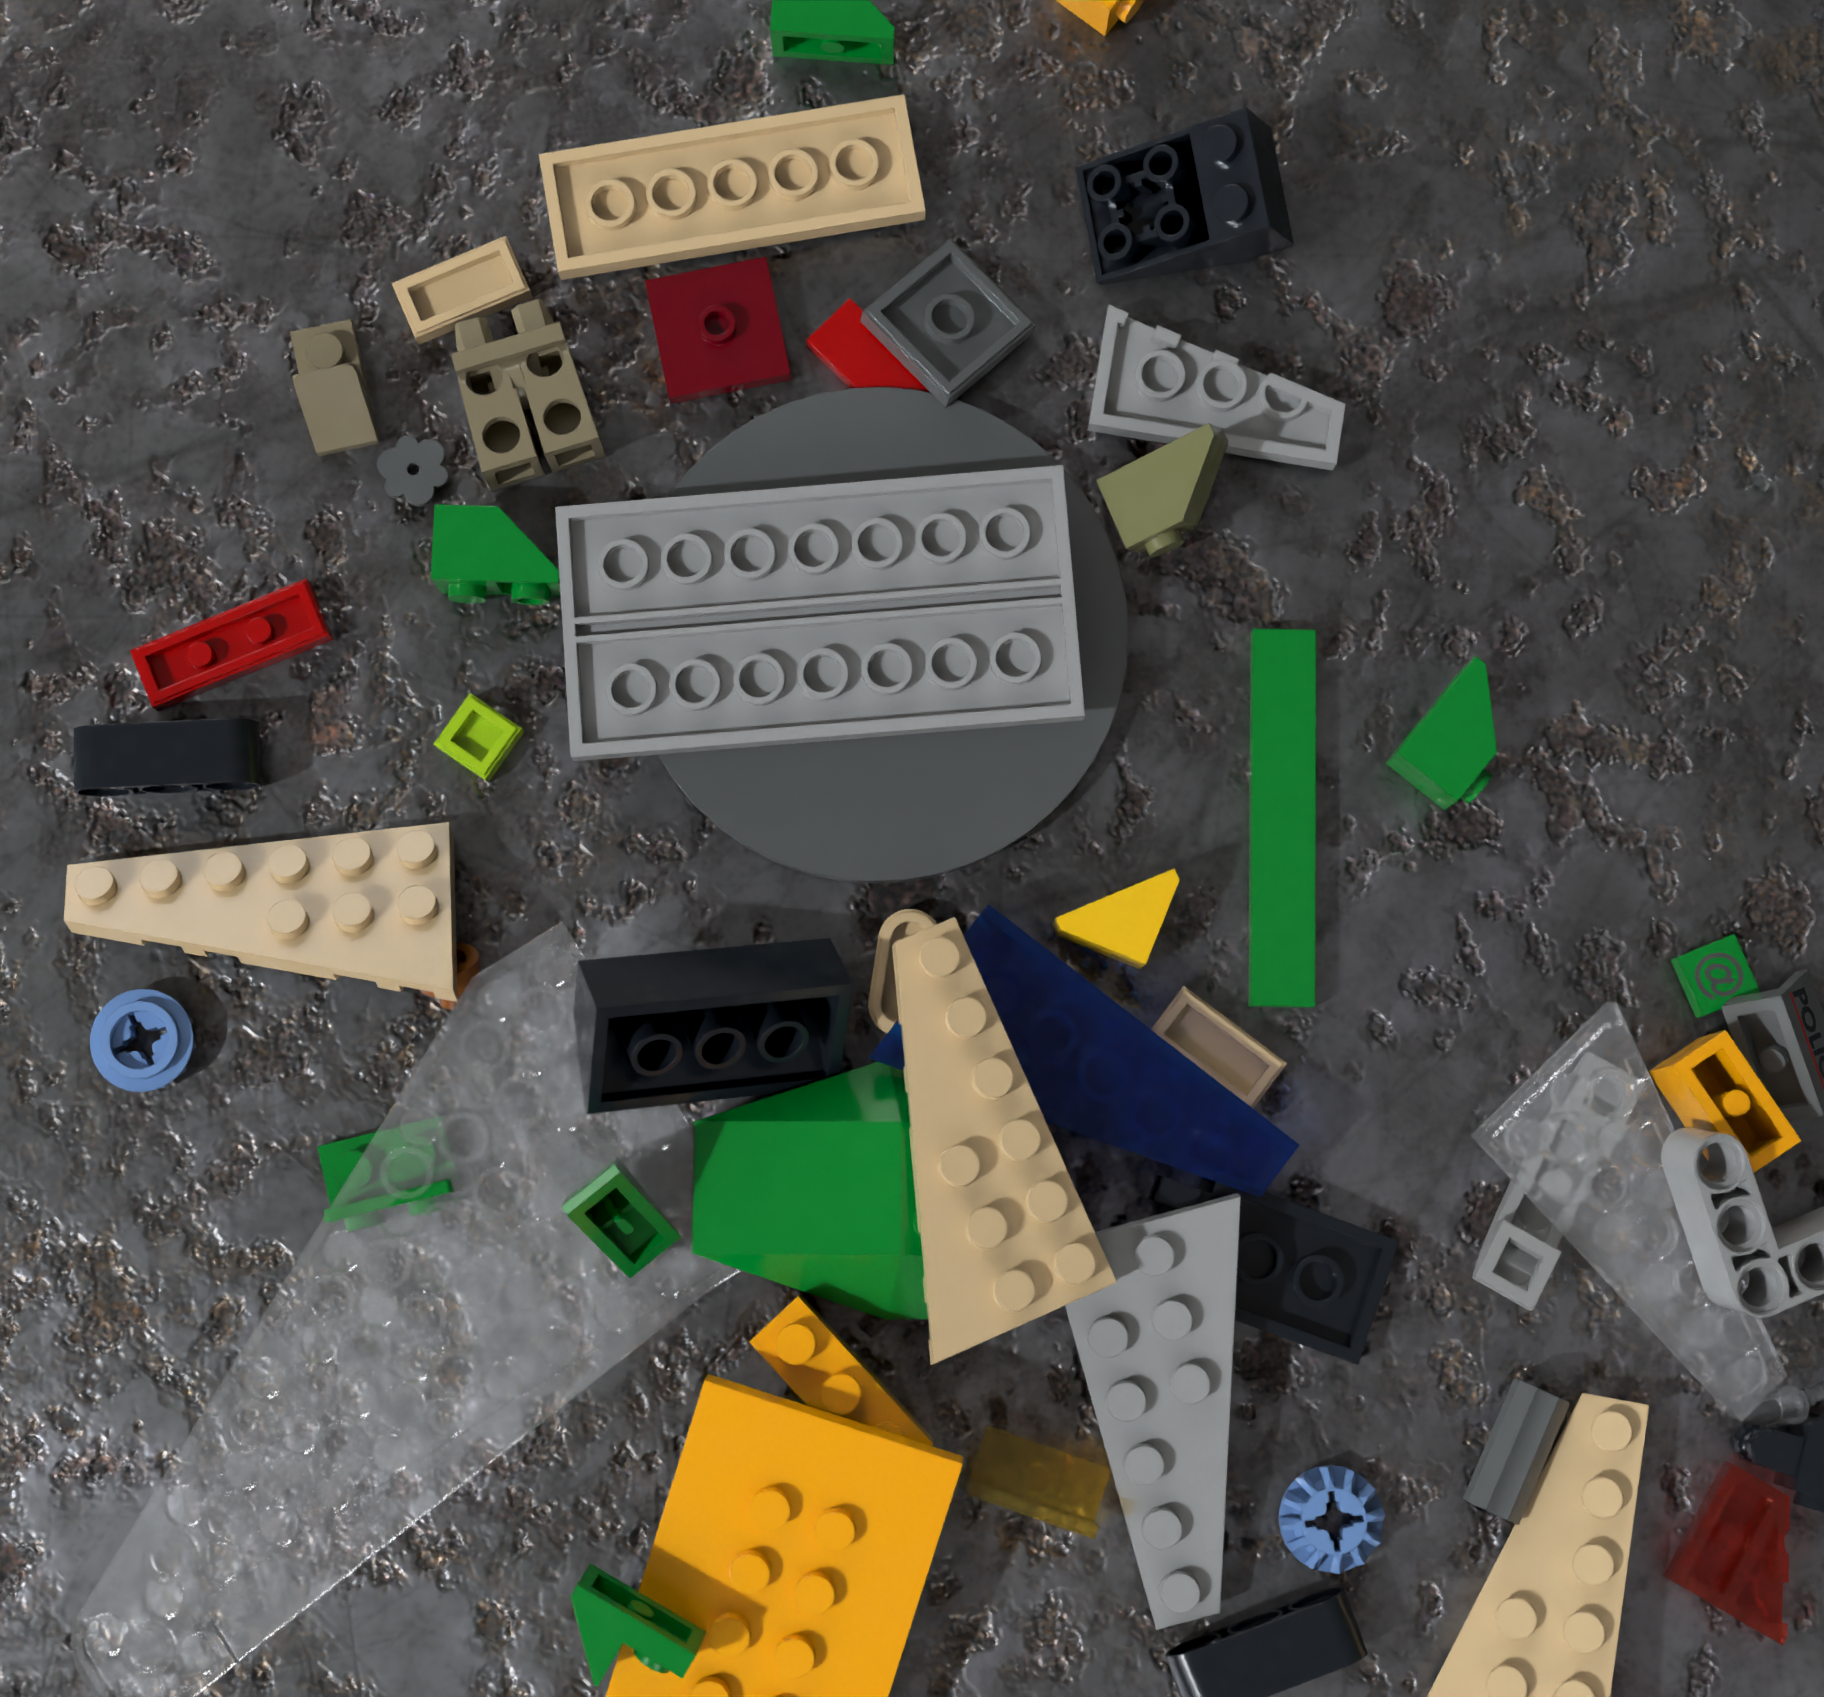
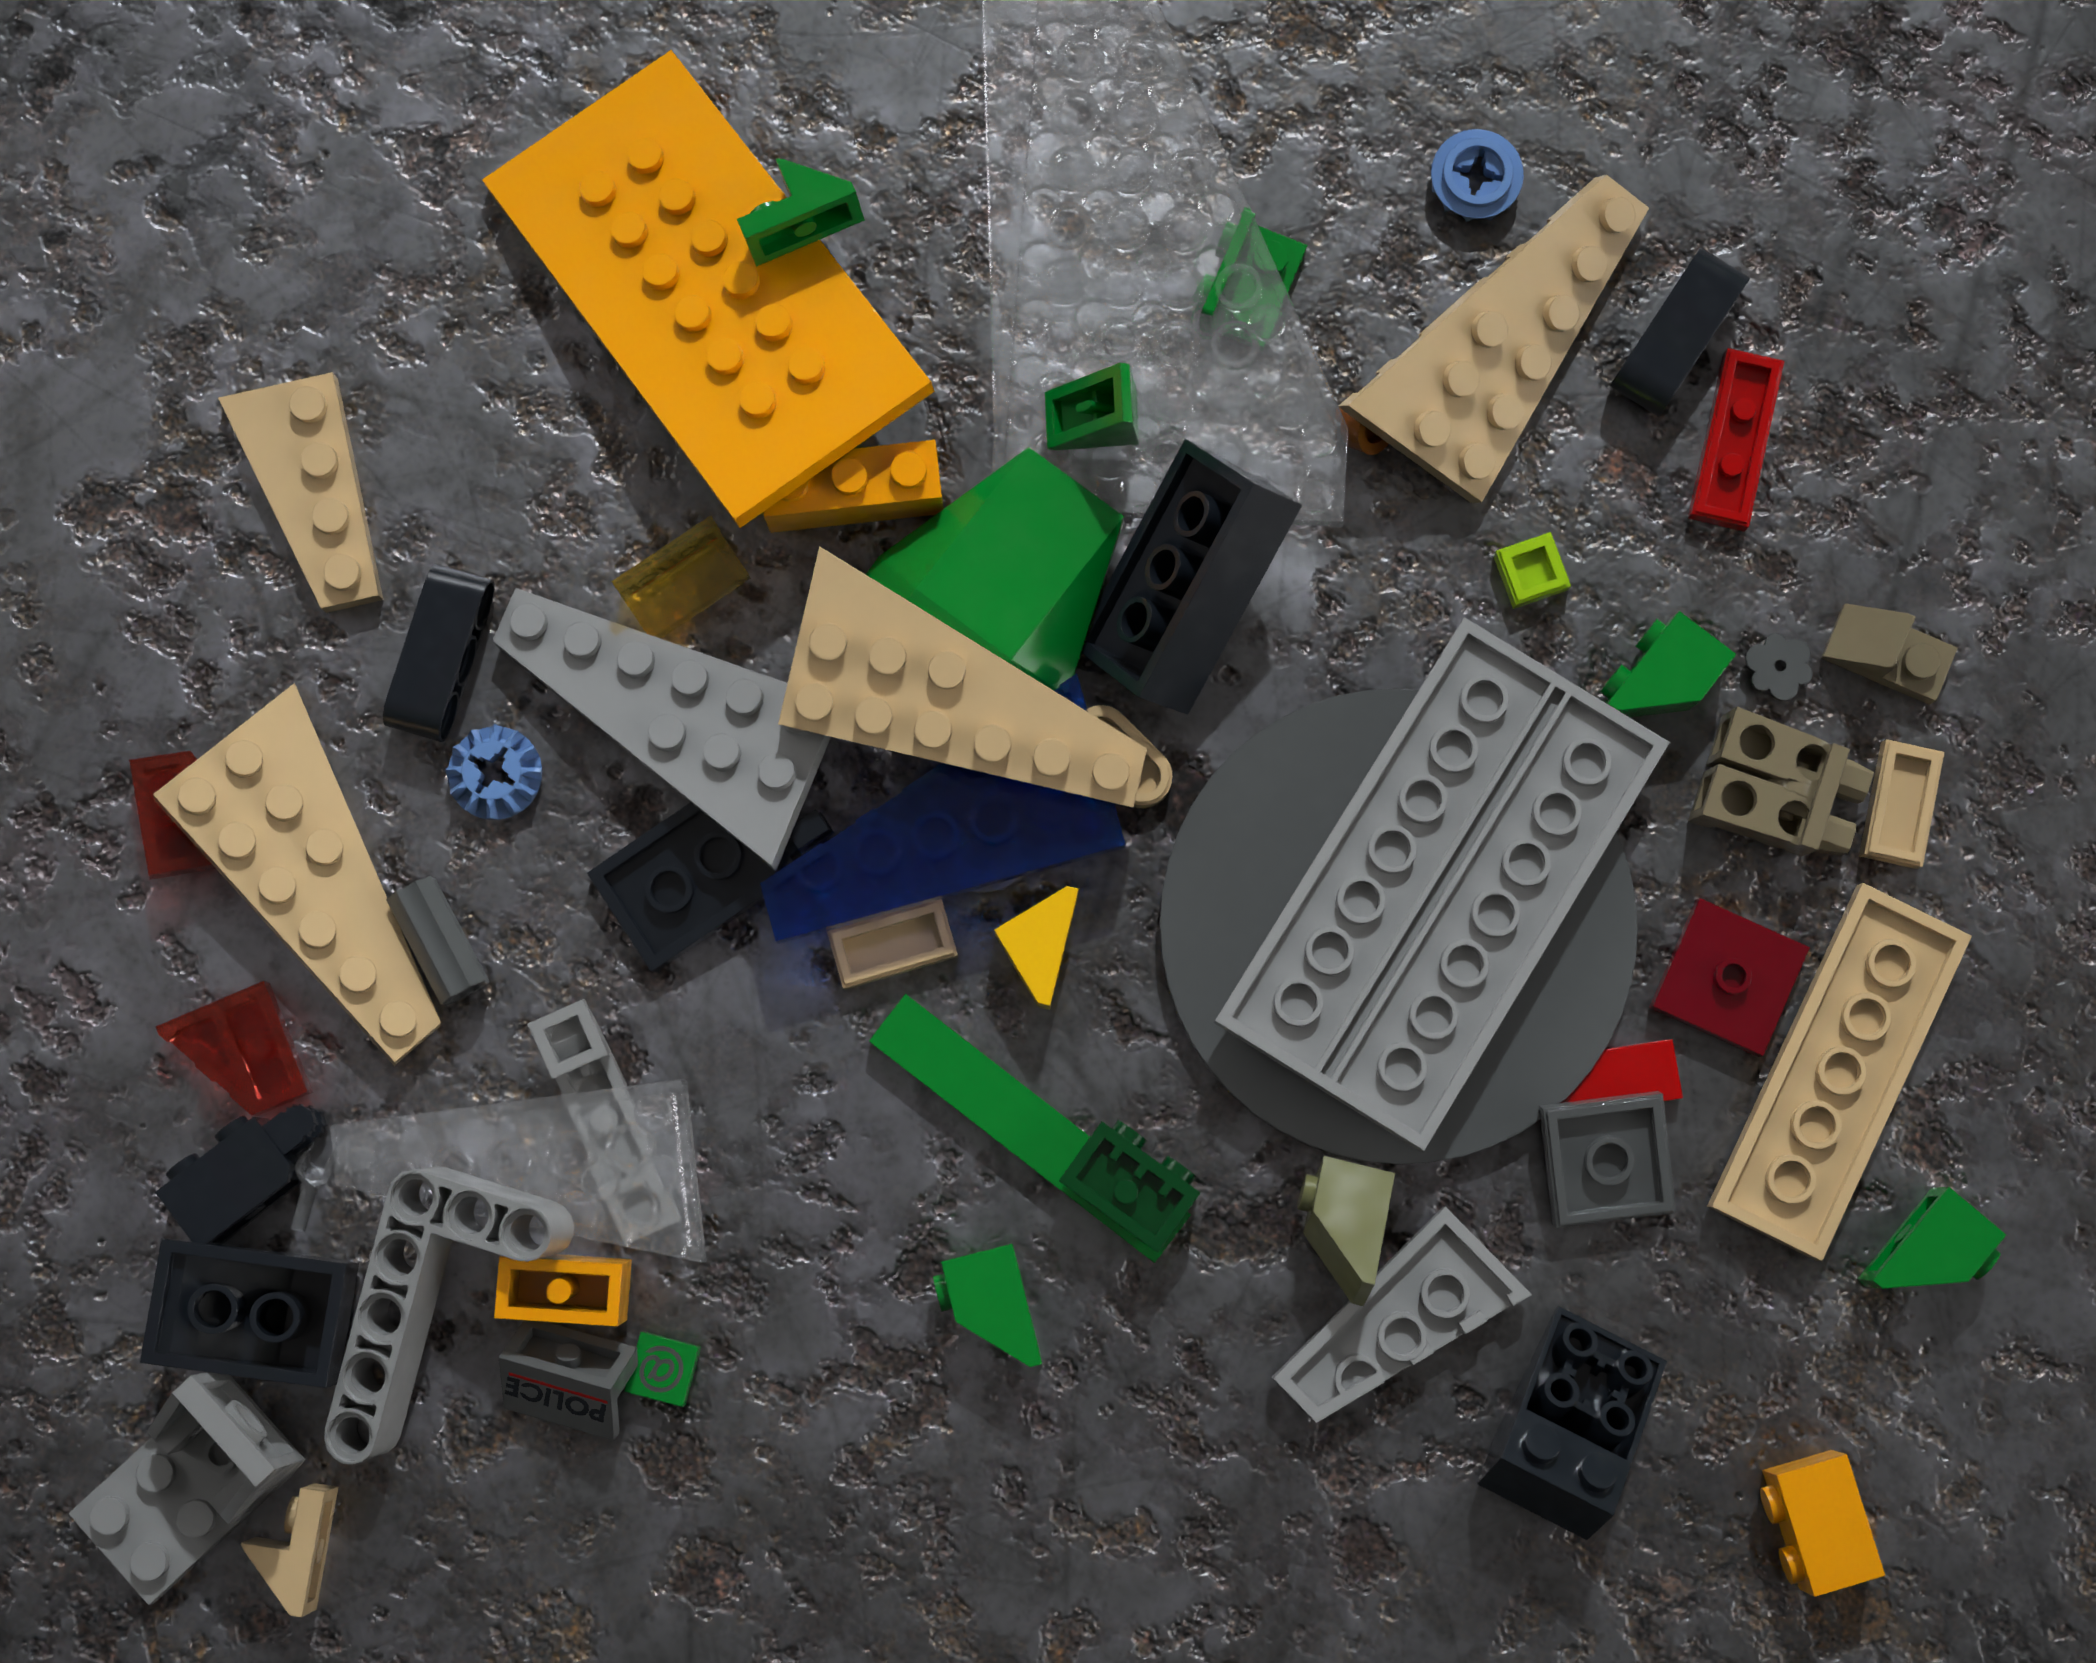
camera: 130 degrees right, 0 degrees up
(1268, 692) = (1130, 1184): none -> dark green bracket

